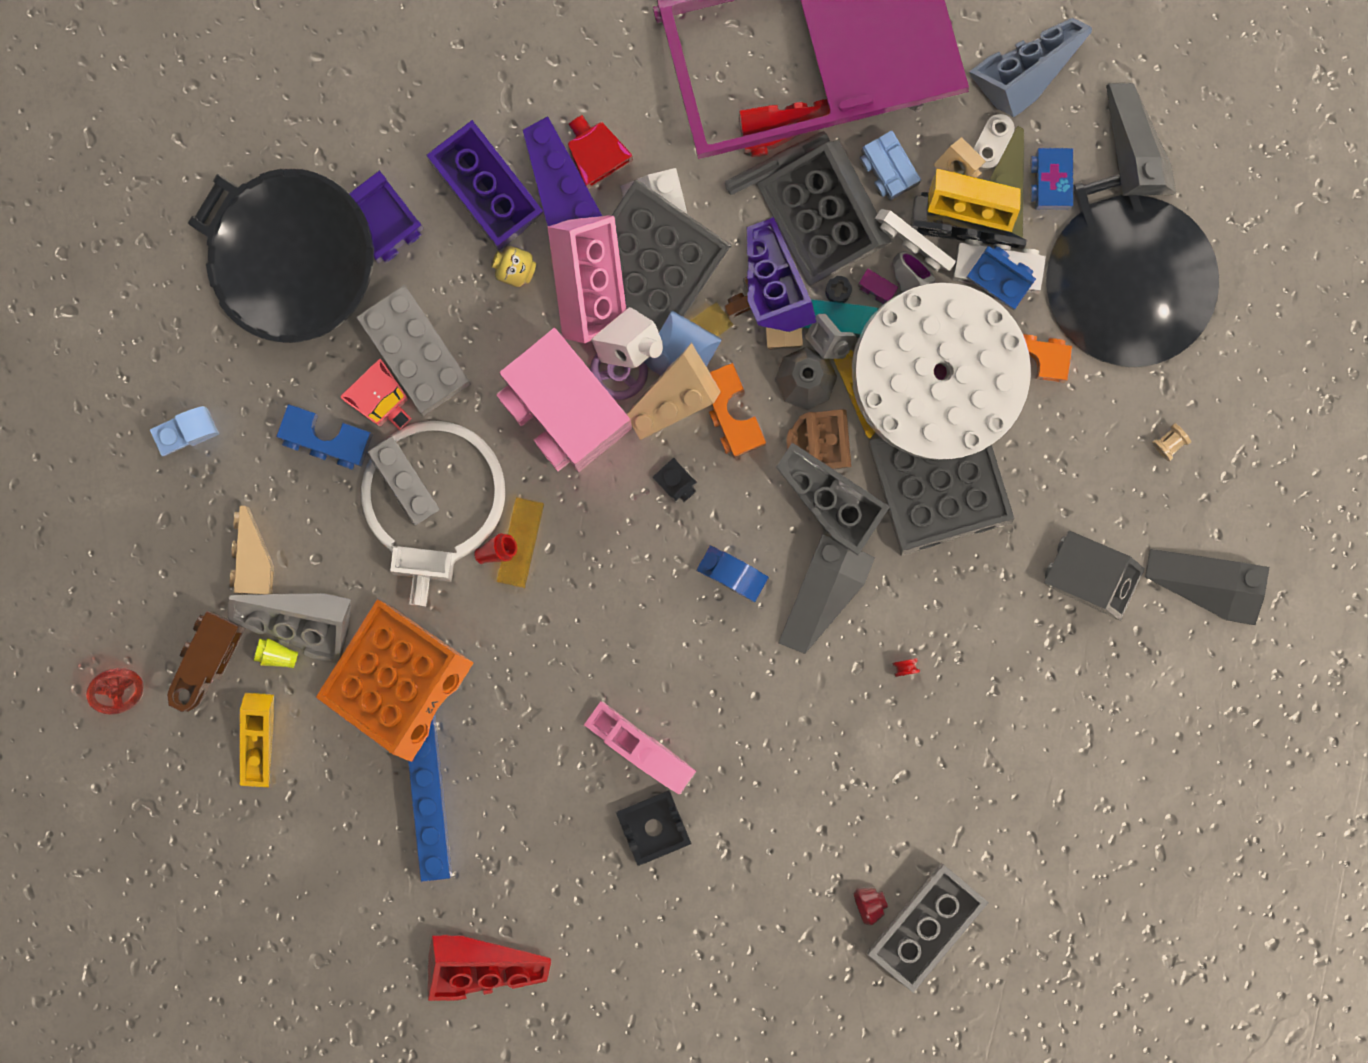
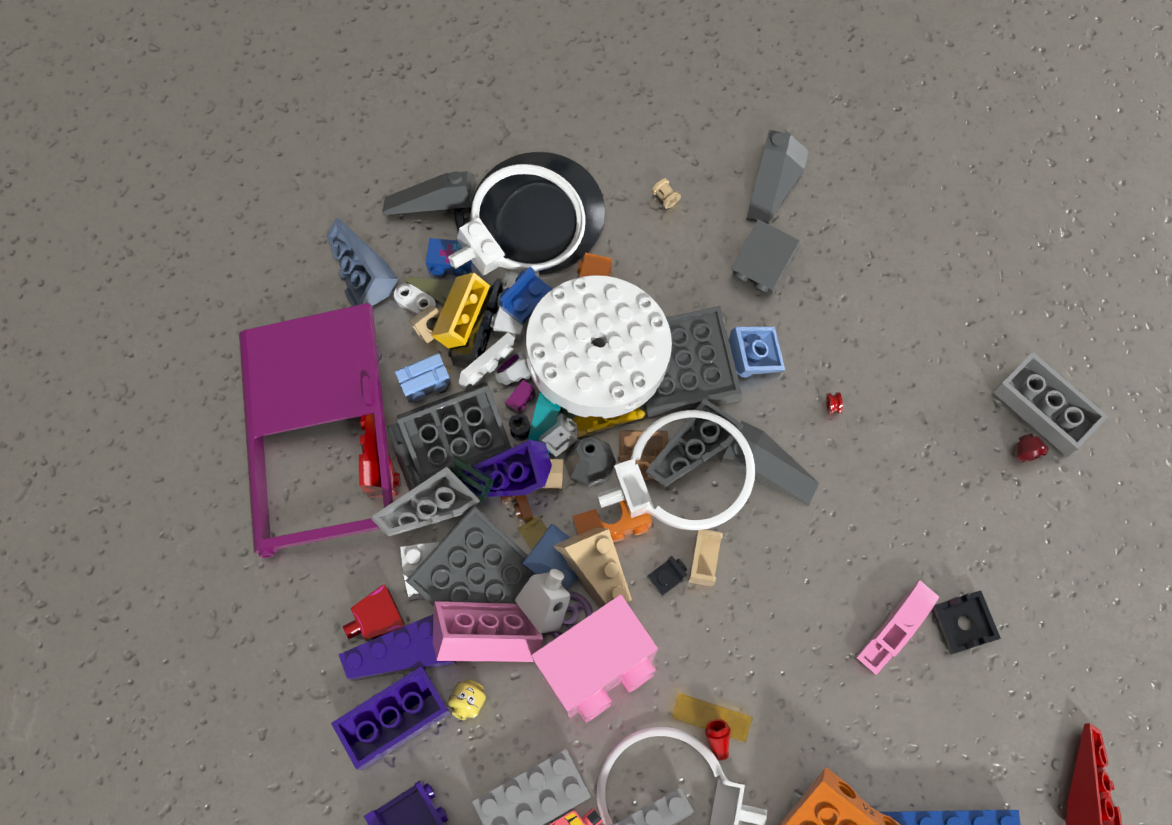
camera: 85 degrees left, 15 degrees down
(699, 522) = (705, 557): none -> tan panel
(729, 198) = (430, 502): none -> light grey wedge
(732, 573) = (750, 535): blue brick -> none
(761, 235) = (485, 489): none -> tile
(770, 429) = (635, 493): none -> white brick
(964, 568) = (755, 350): none -> medium blue slope
(1065, 211) = (483, 249): none -> white brick

